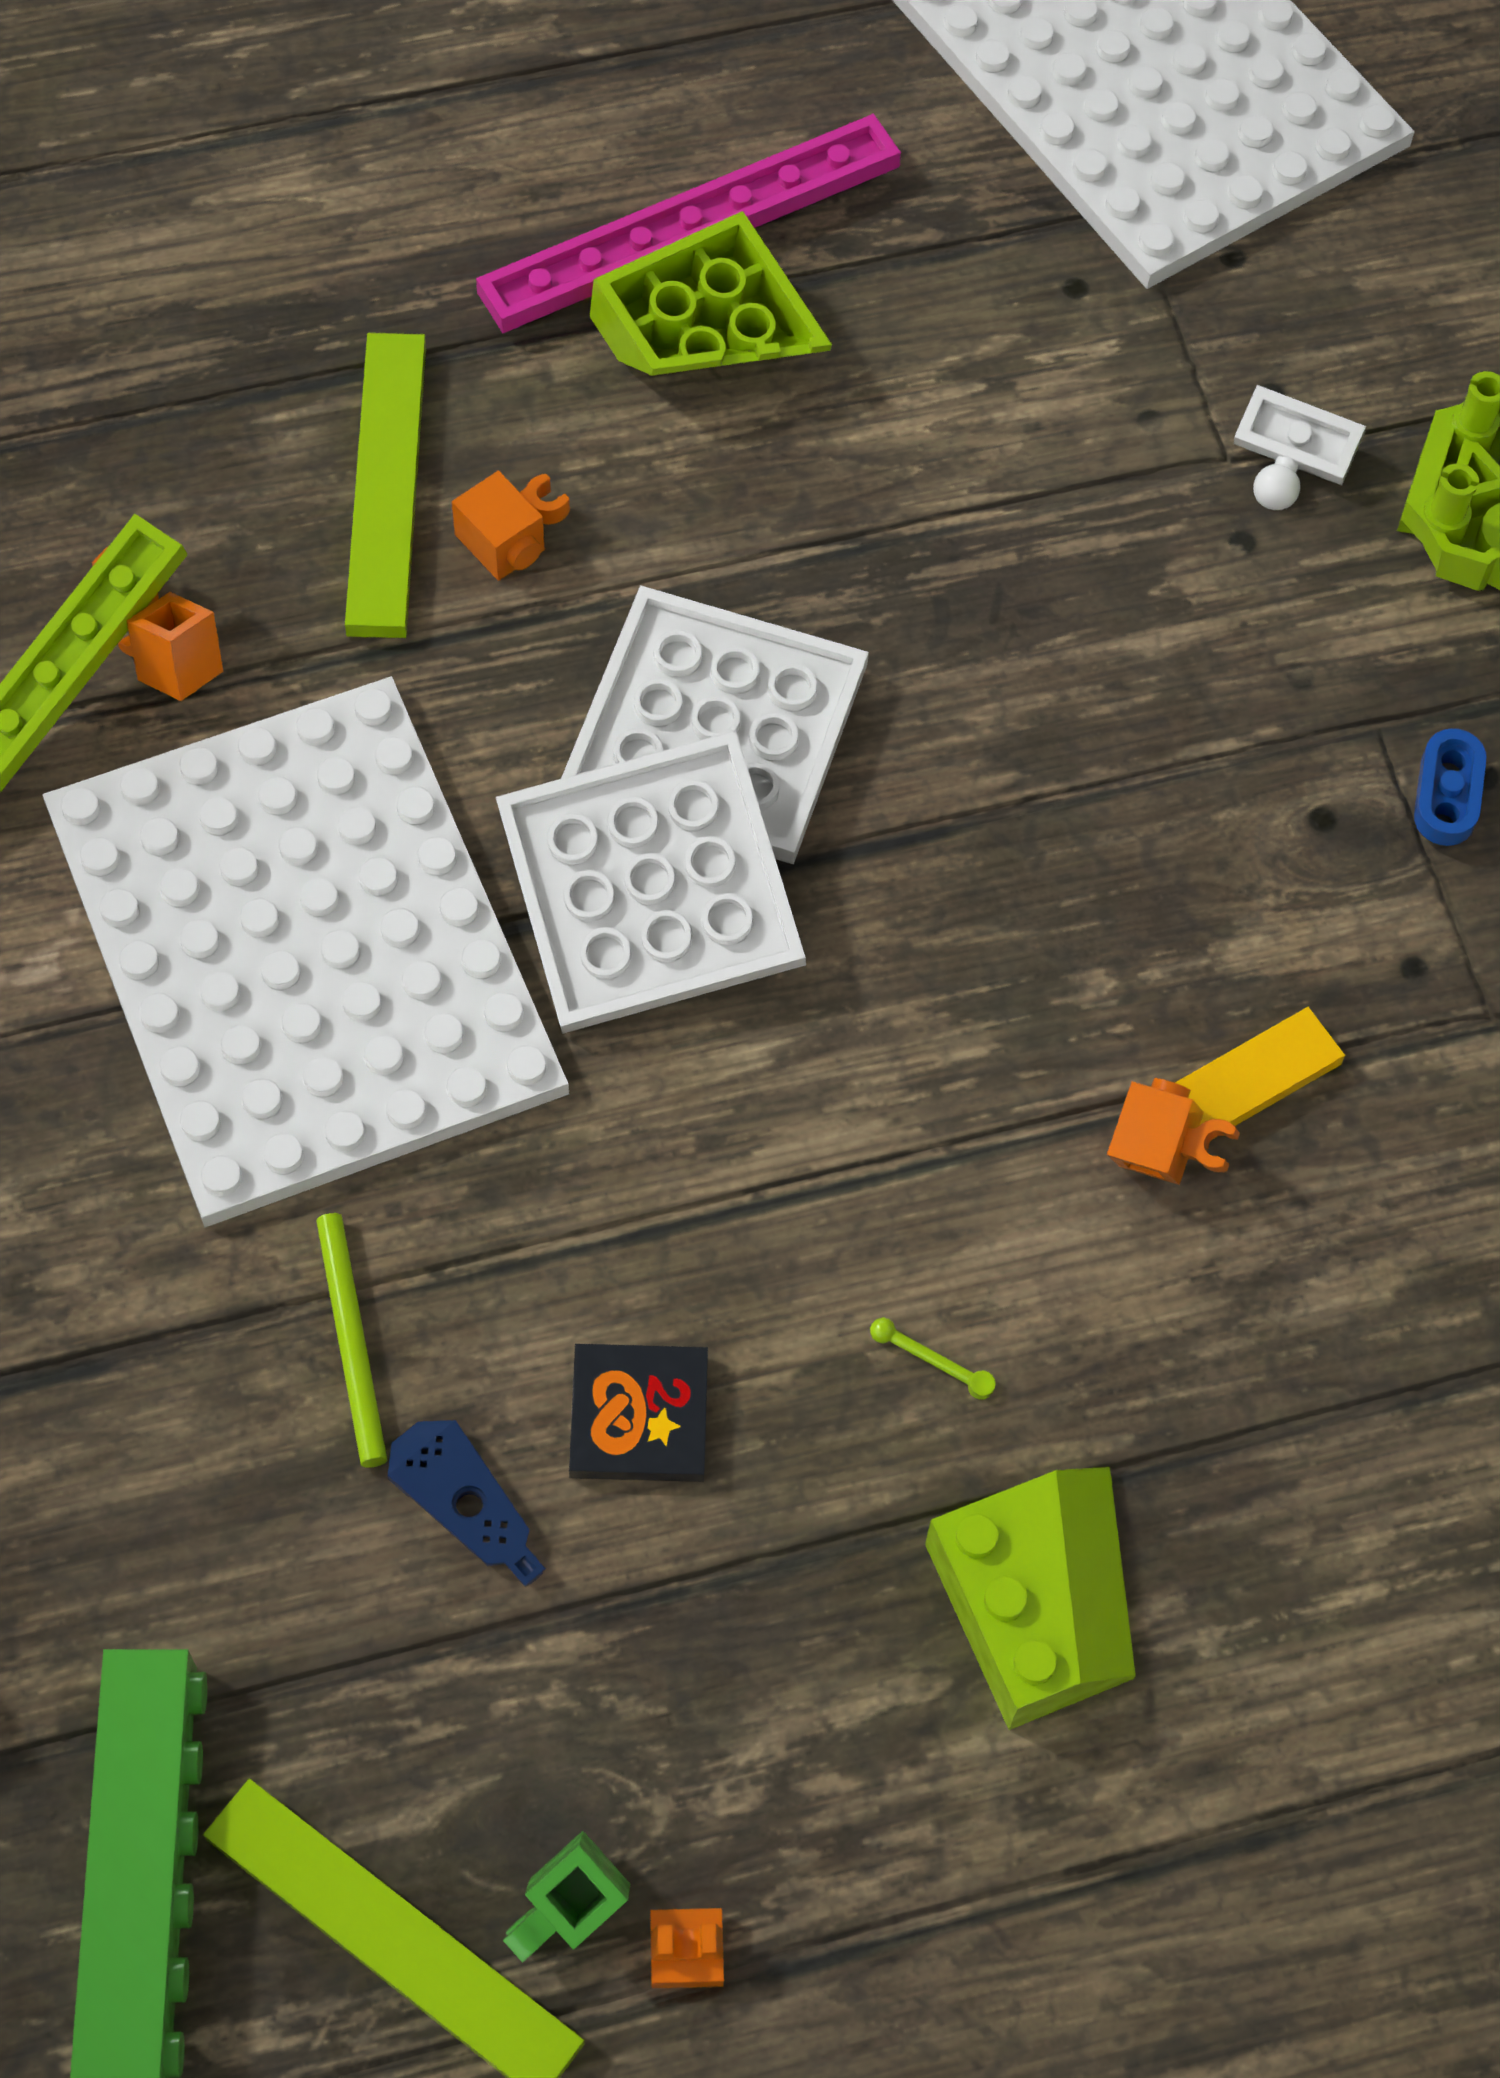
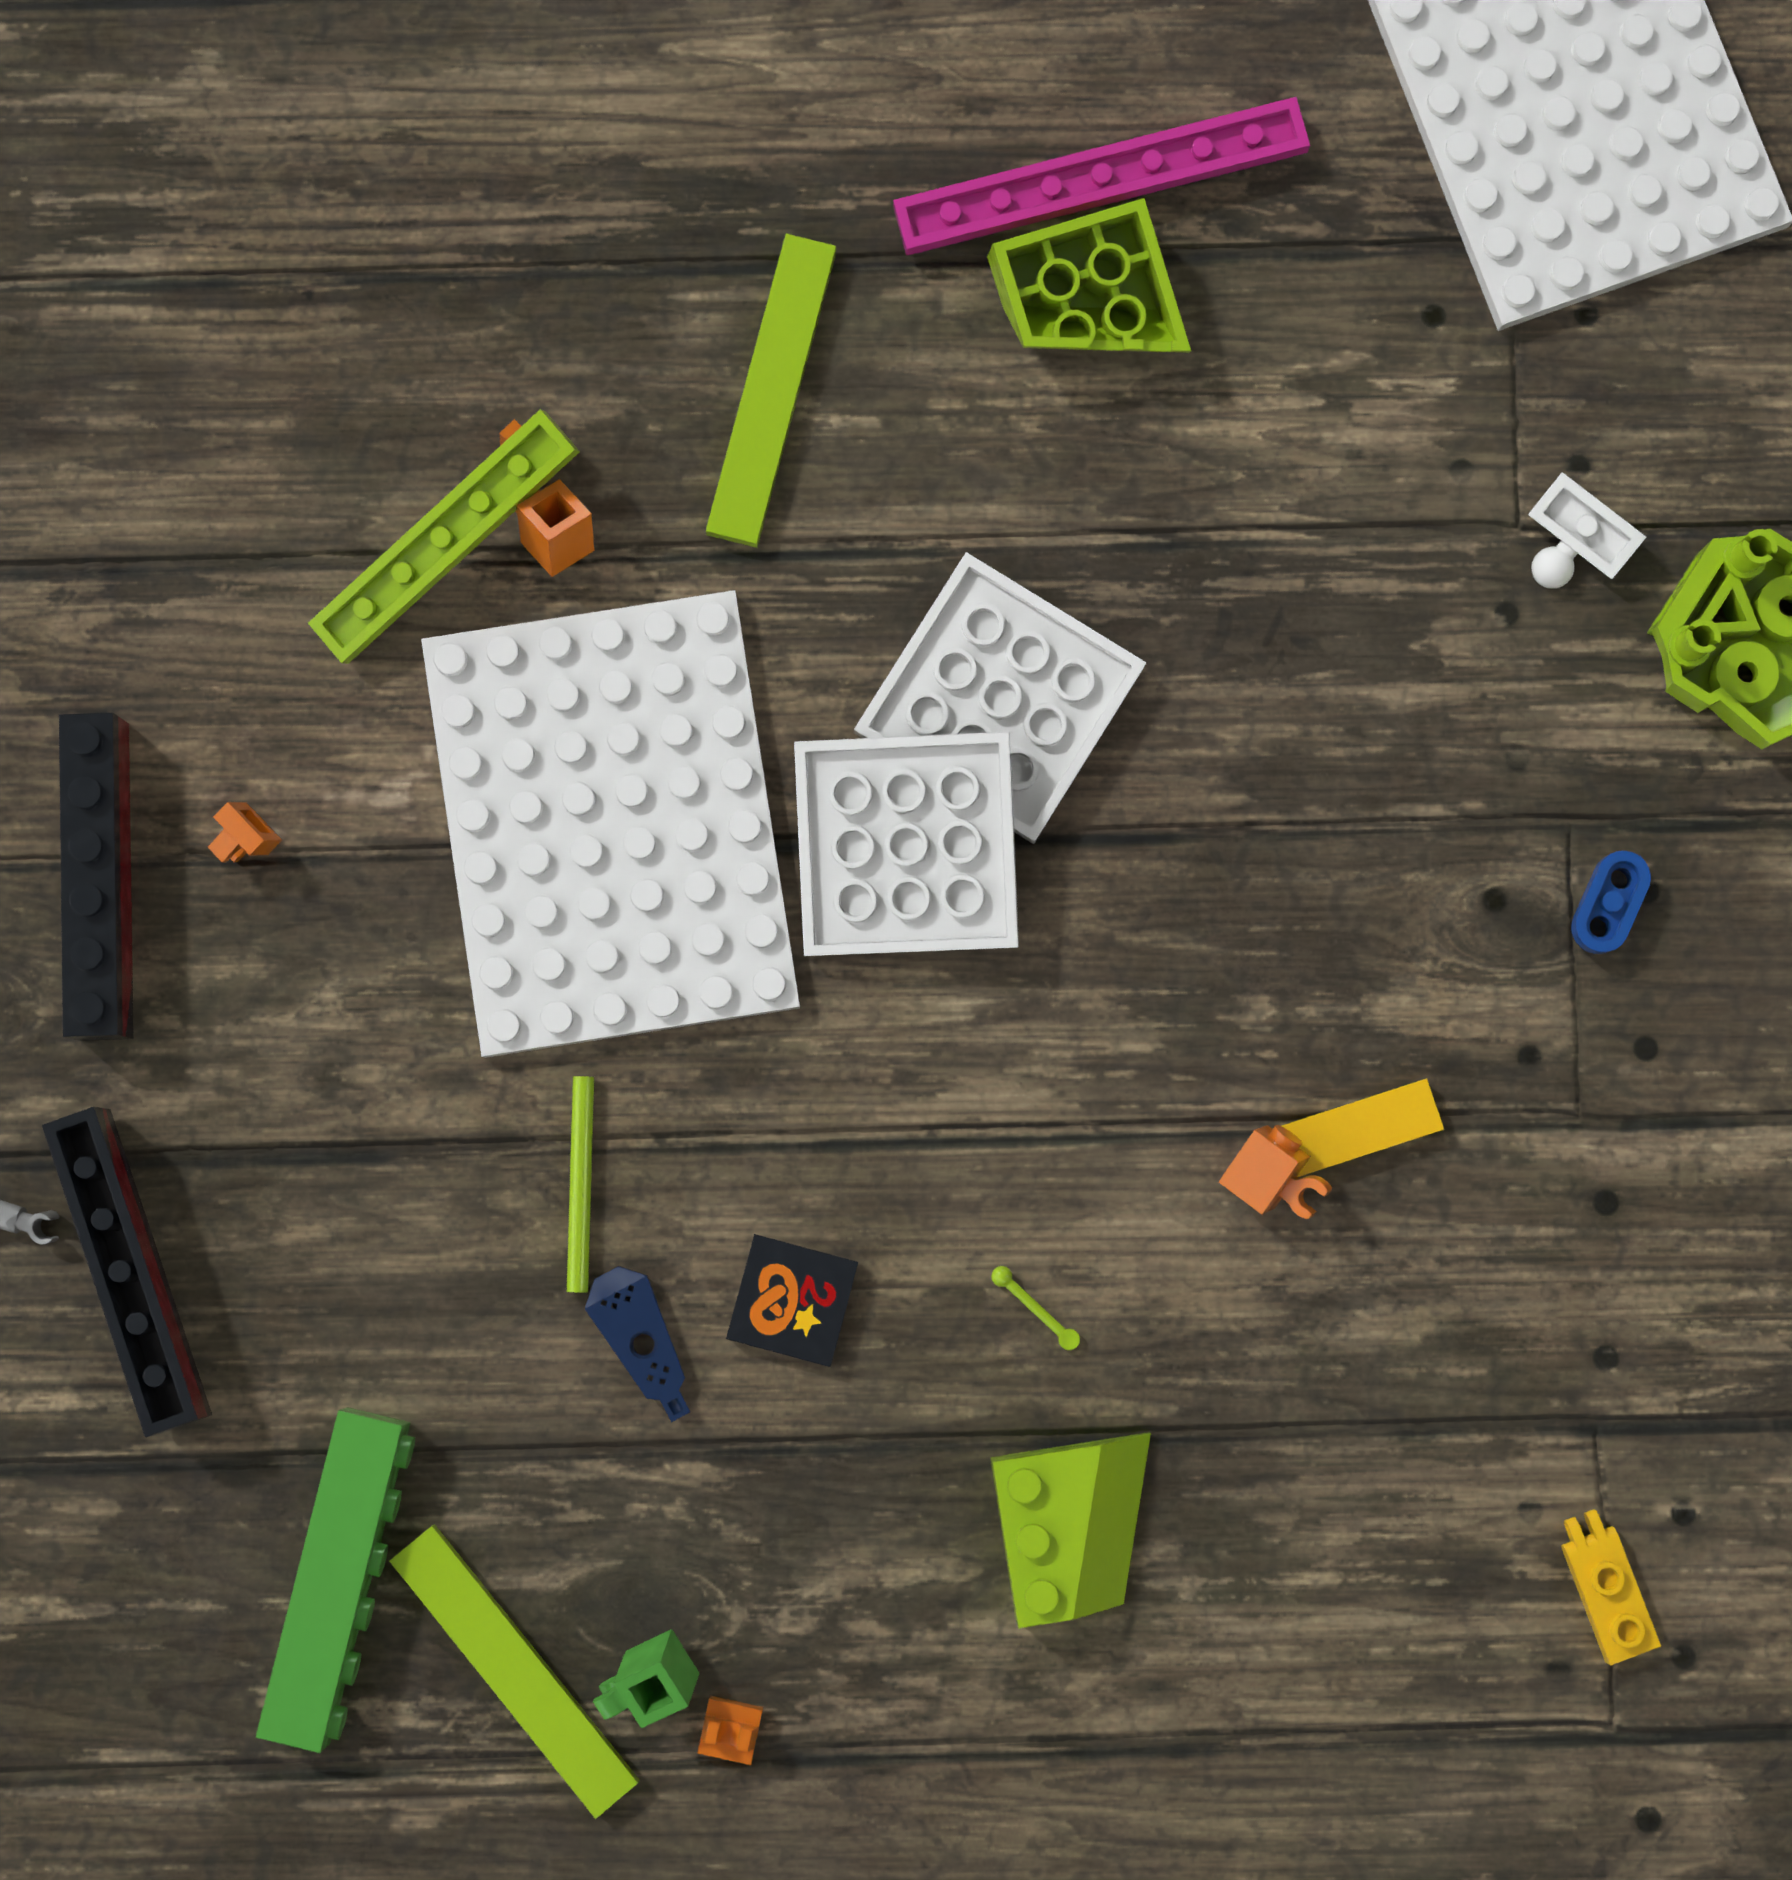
camera: 15 degrees right, 20 degrees up
(506, 525) = (863, 461): orange brick -> none

